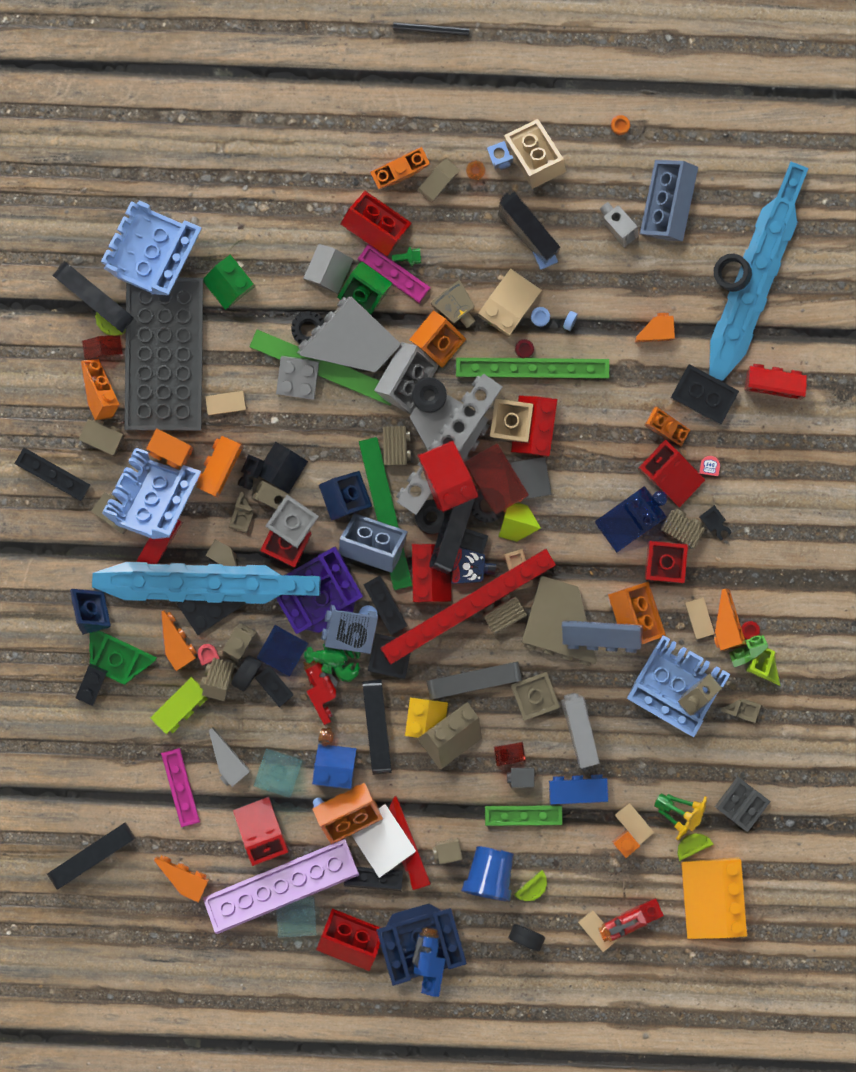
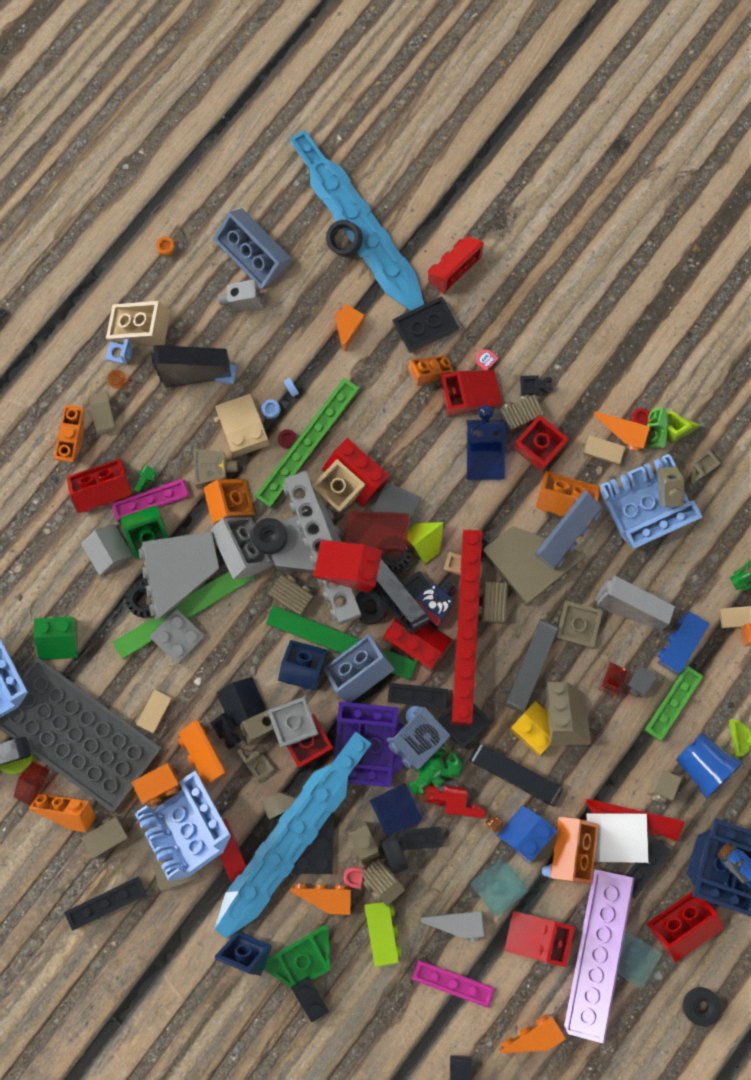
camera: 55 degrees left, 10 degrees down
(286, 993) = (713, 1011): none -> black tyre

